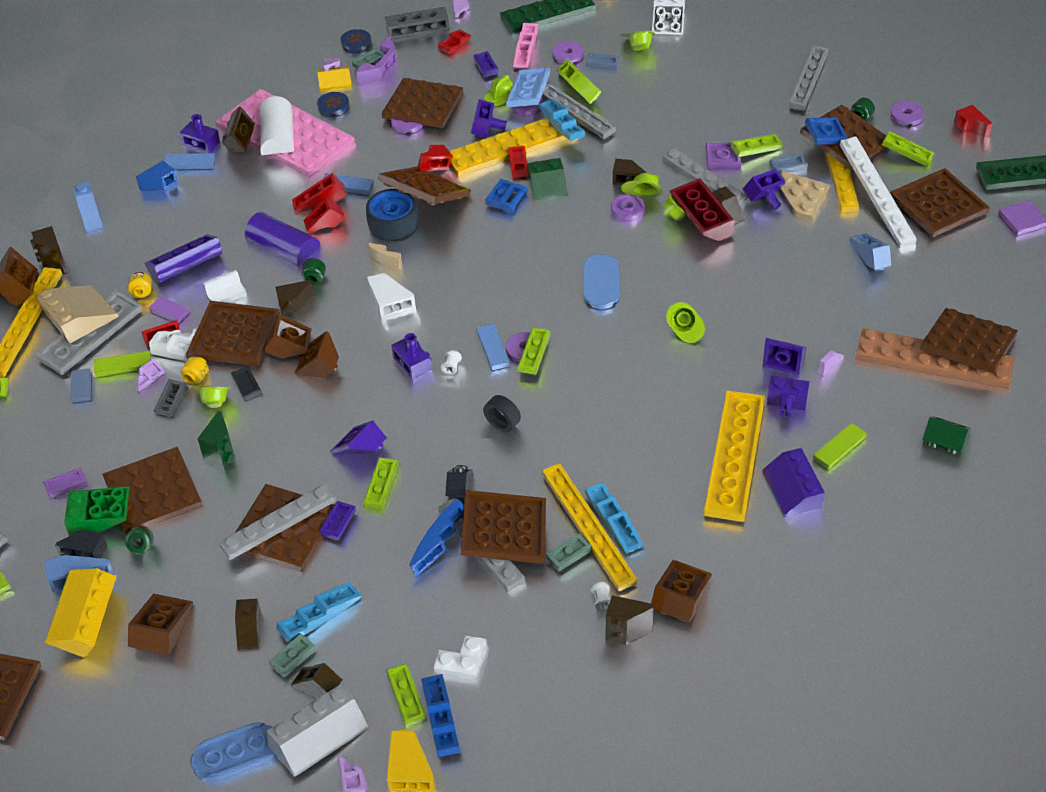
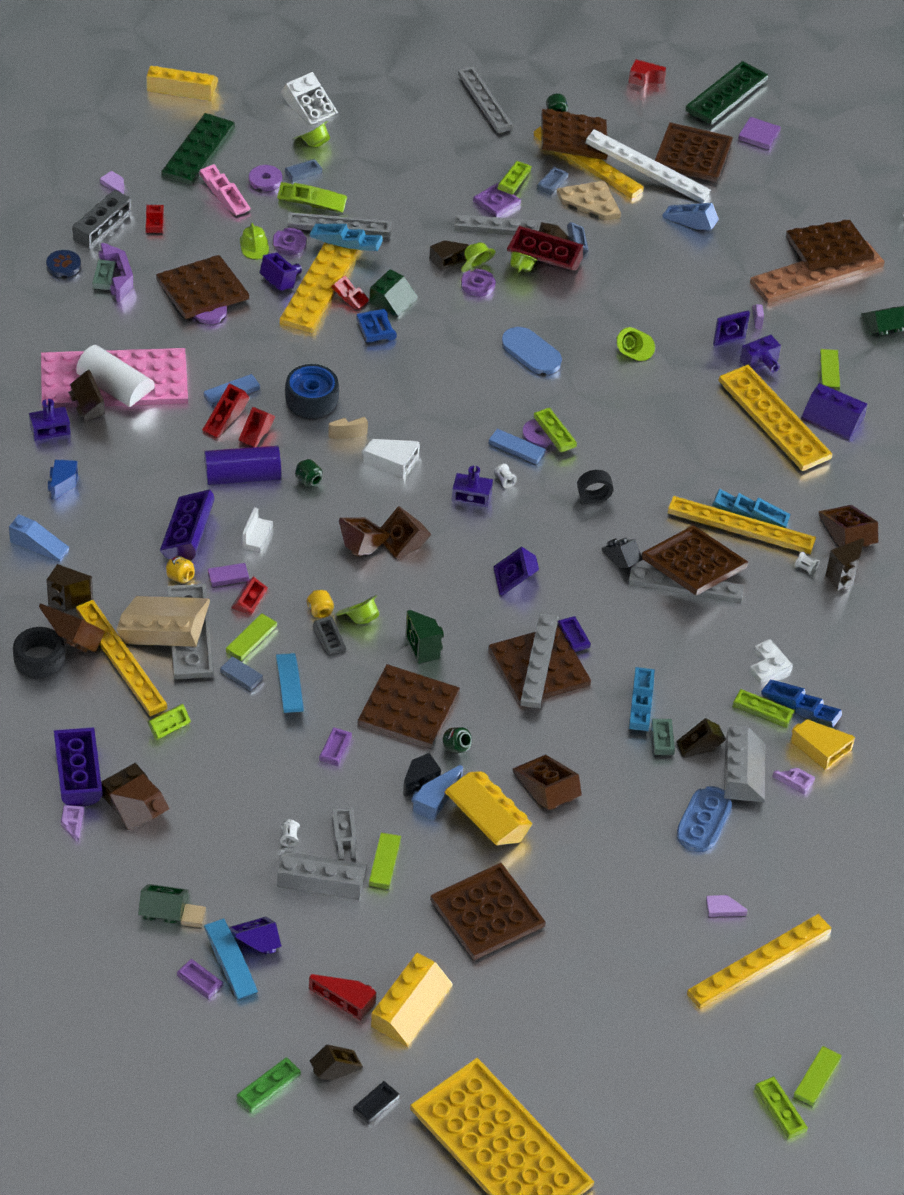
camera: 50 degrees left, 0 degrees up
(92, 414) = (289, 683): none -> dark azure slope
(95, 509) = (396, 743): green slope -> none
(149, 374) = (287, 630): lavender tile -> none
(171, 344) = (273, 596): white slope -> none
(190, 161) = (66, 449): medium blue tile -> none
(233, 333) = (309, 558): reddish brown plate -> none
(246, 383) = (368, 588): black tile -> none
(247, 623) = (607, 738): dark brown slope -> none
(293, 296) = (317, 503): dark brown slope -> none
(331, 63) = (74, 295): lavender tile -> none
(333, 103) = (123, 330): dark blue tile -> none
(334, 78) = (90, 306): yellow slope -> none
(380, 483) = (566, 591): lime tile -> none
(424, 185) = (313, 351): reddish brown plate -> none
(433, 542) = (662, 600): blue slope -> none
(436, 158) = (283, 325): red arch -> none
(486, 64) = (211, 224): dark purple plate -> none
(528, 87) = (279, 224): light blue tile -> none
(568, 552) = (752, 549): sand green plate -> none
(749, 216) = (577, 234): none -> sand blue tile
(765, 187) = (566, 208): dark purple brick -> none
(825, 130) = (565, 136): blue tile -> none
(908, 148) = (626, 120): lime tile -> none
(915, 112) = (582, 89): medium lavender tile -> none

